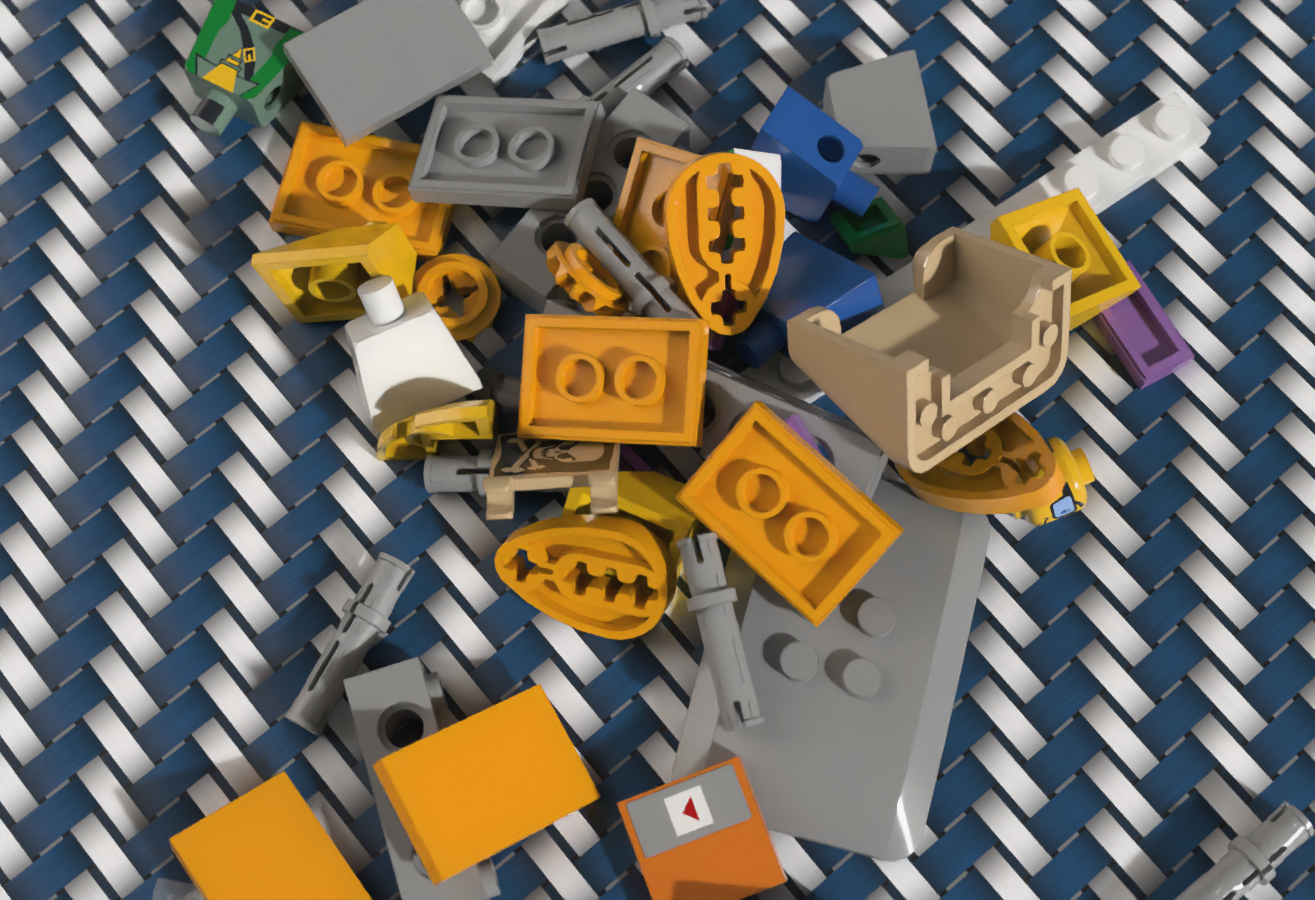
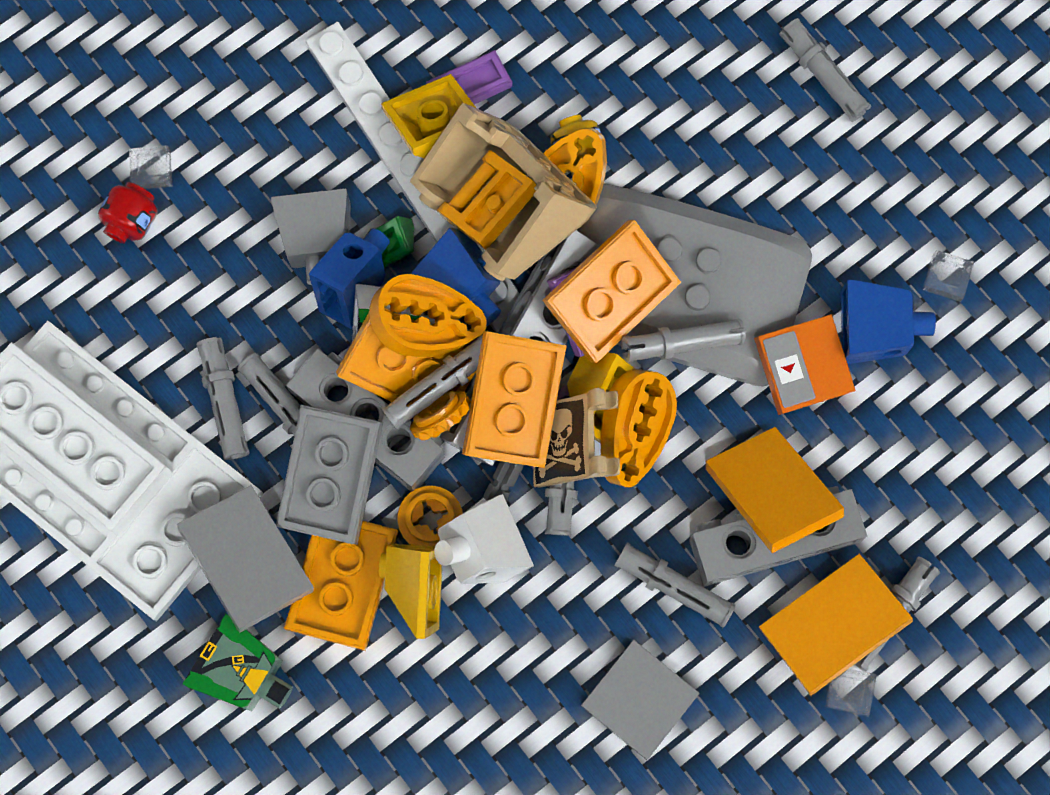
camera: 90 degrees left, 5 degrees up
(184, 598) = (640, 700): none -> light grey tile
(420, 433) = (528, 514): yellow brick -> none
(915, 316) = (494, 205): none -> light orange plate

